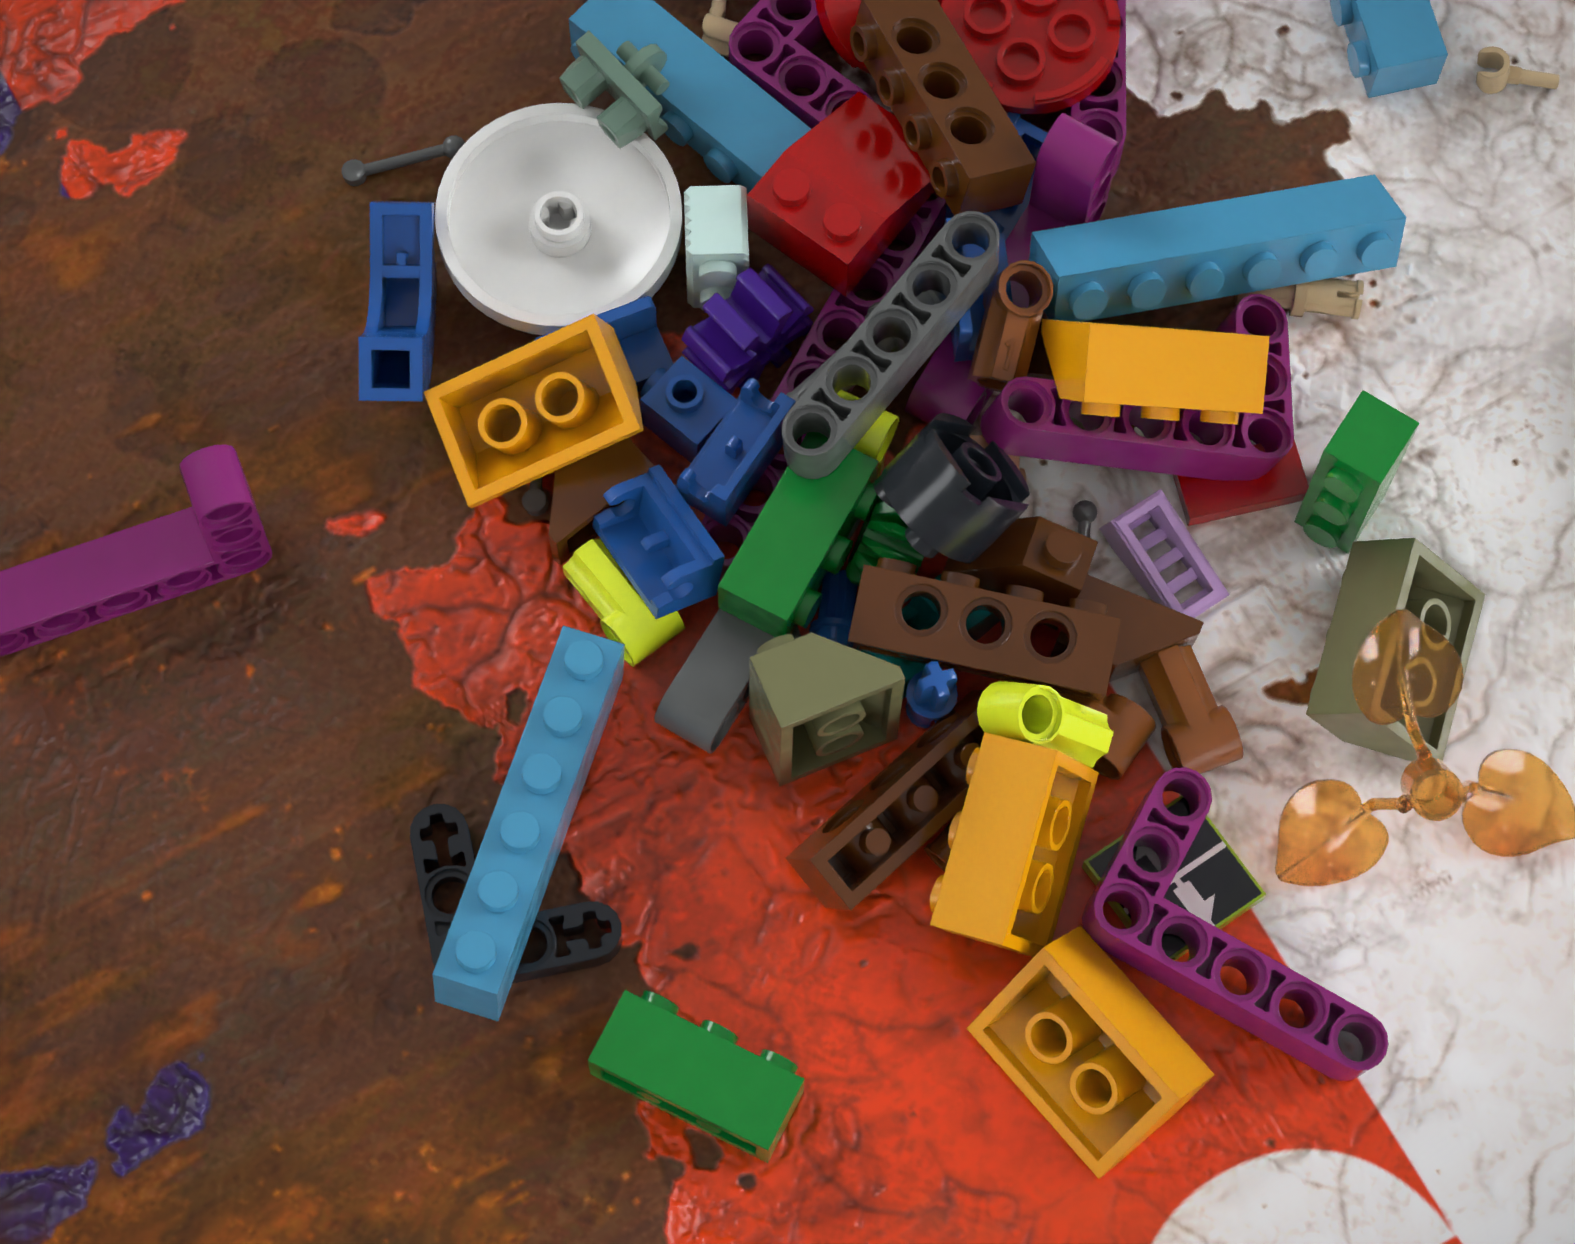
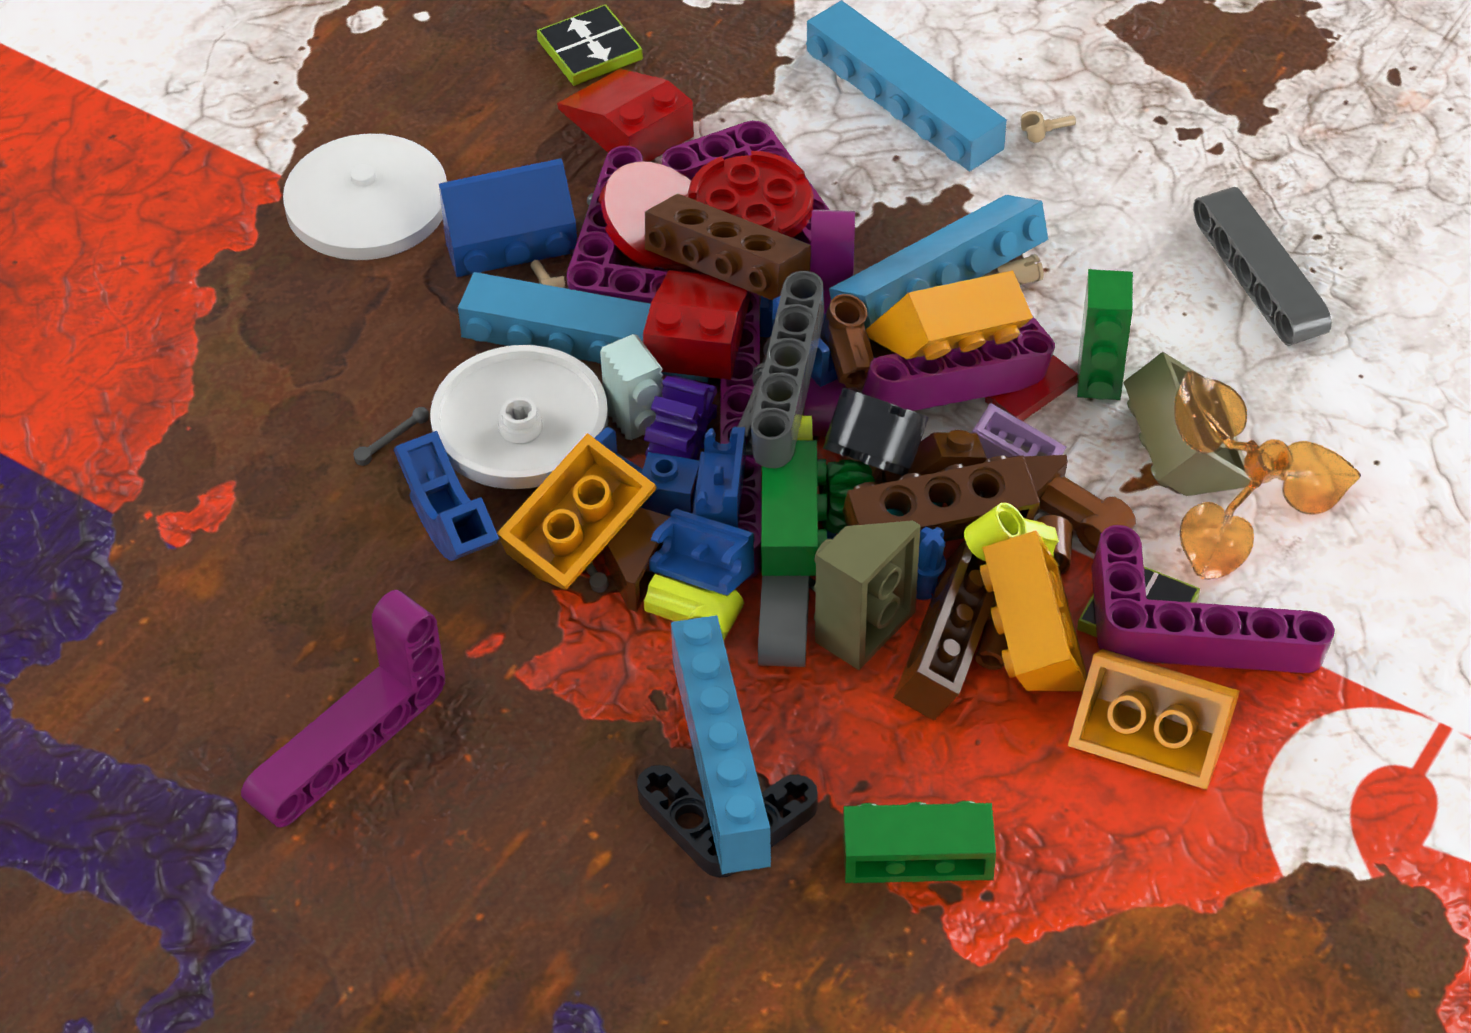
camera: 25 degrees left, 20 degrees down
(634, 107) = (519, 320): sand green hips -> none

